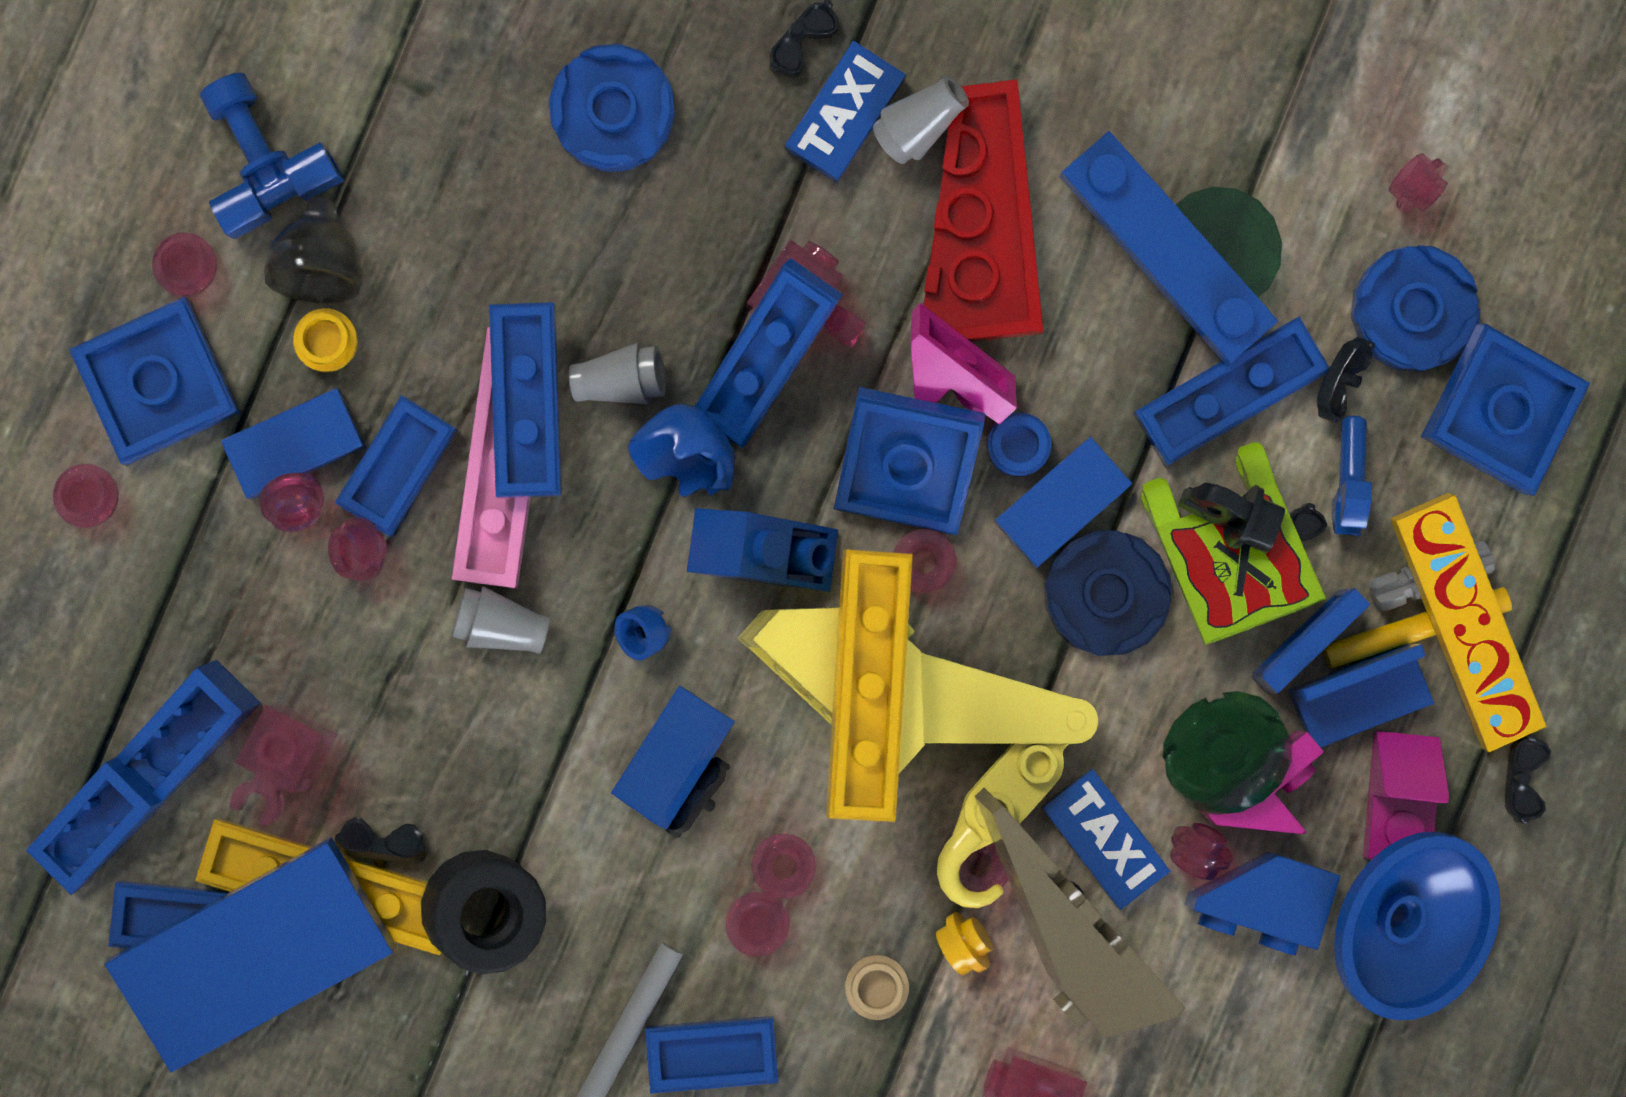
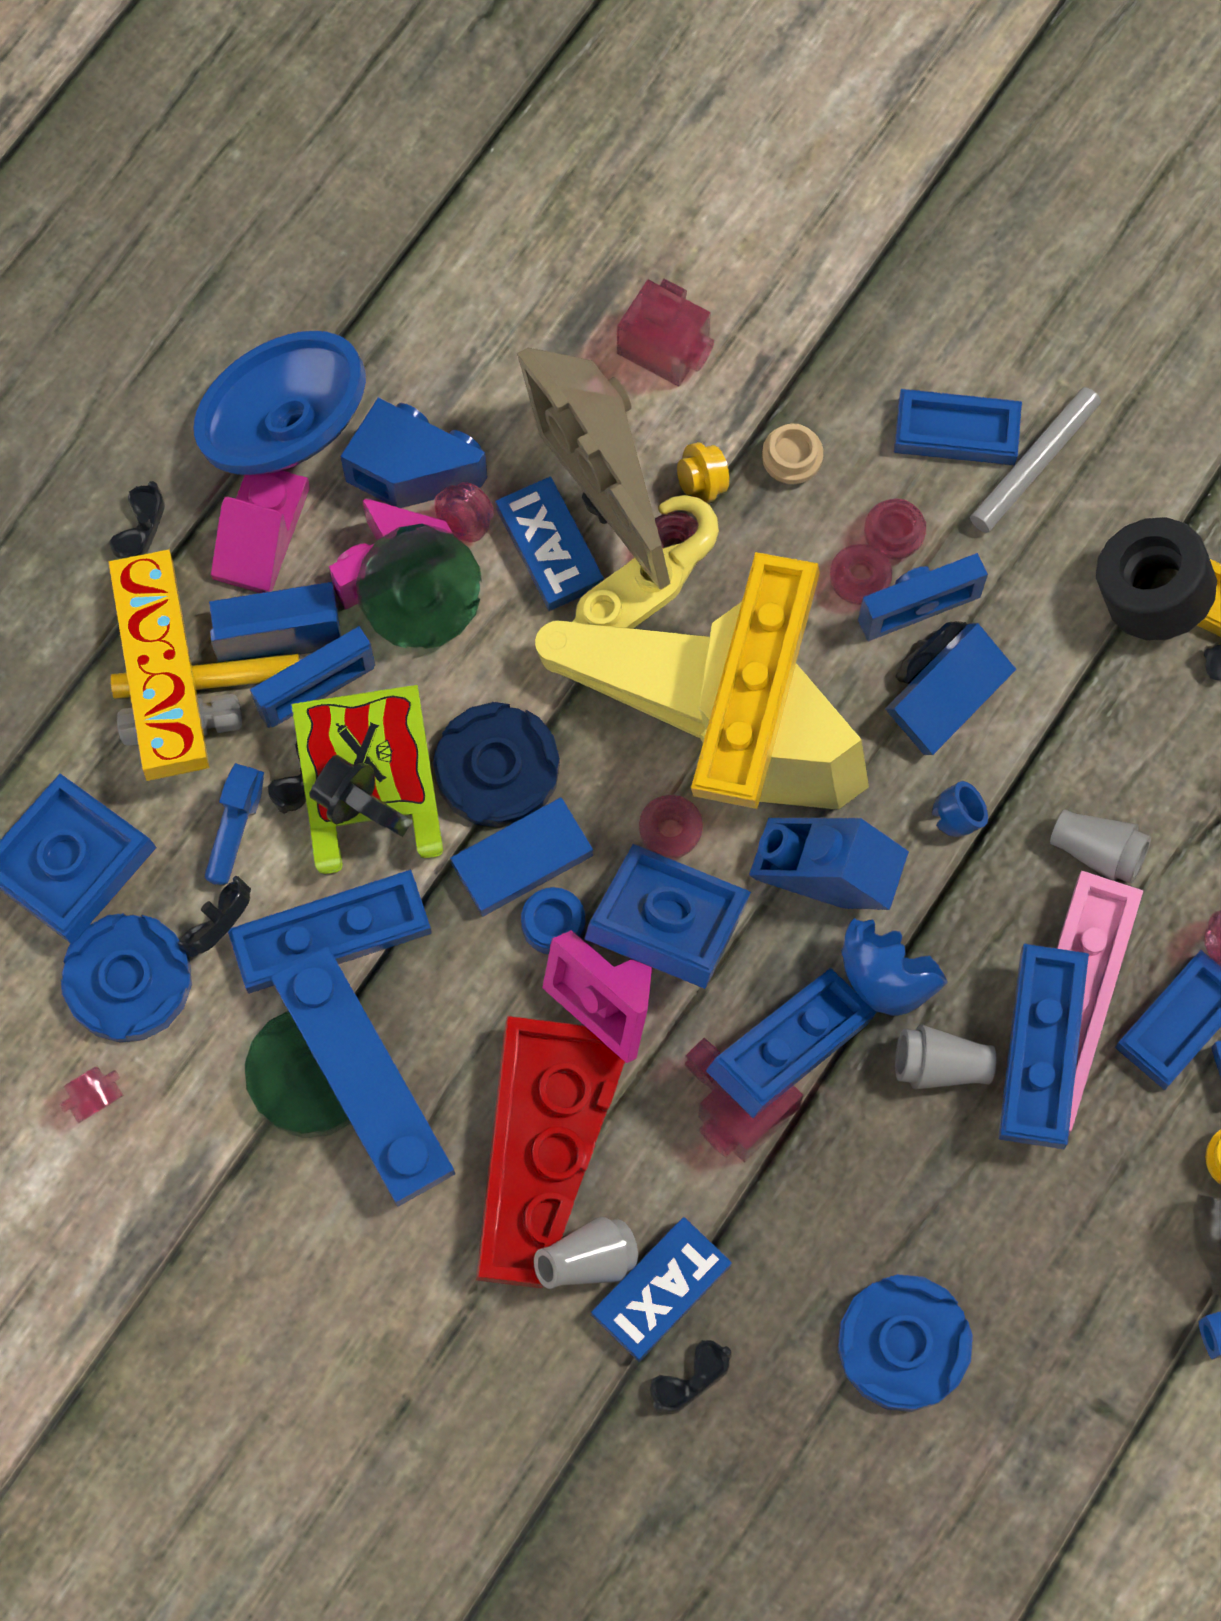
camera: 165 degrees left, 15 degrees down
(719, 852) = (921, 596): none -> blue plate

